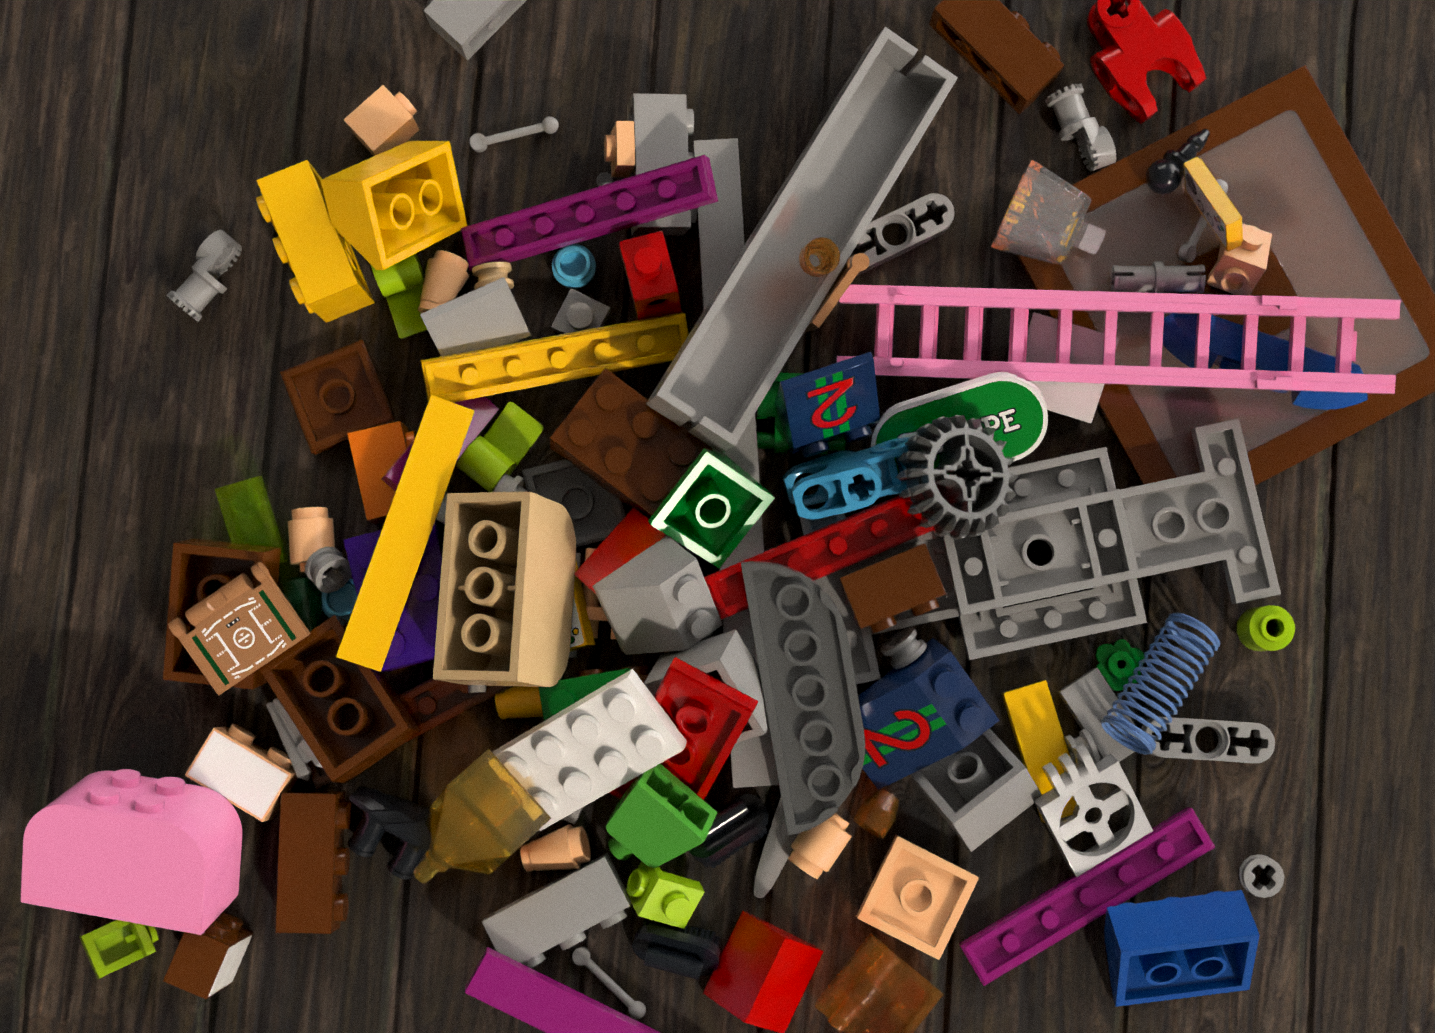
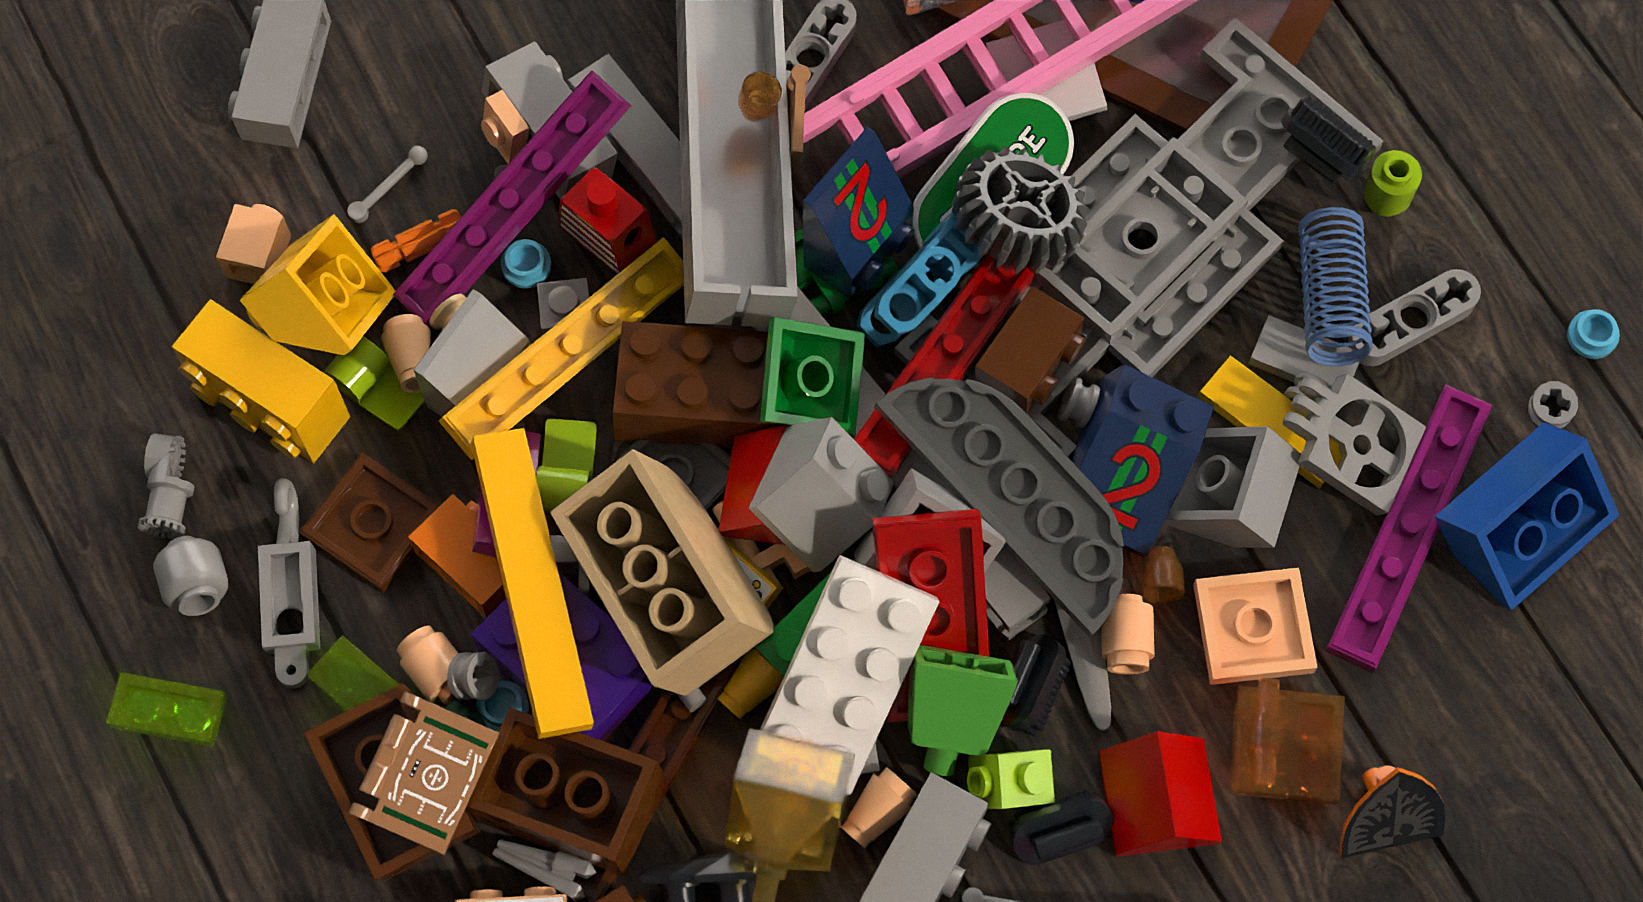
camera: 30 degrees left, 15 degrees down
(107, 447) = (166, 709): none -> clear neon green plate
(182, 357) = (190, 575): none -> light grey head
(250, 406) = (287, 583): none -> light grey piece
(504, 195) = (413, 242): none -> orange axle
(1110, 654) = (1273, 304): green plant -> none
(1234, 570) = (1326, 141): none -> black piece
(1333, 841) = (1593, 333): none -> medium azure plate

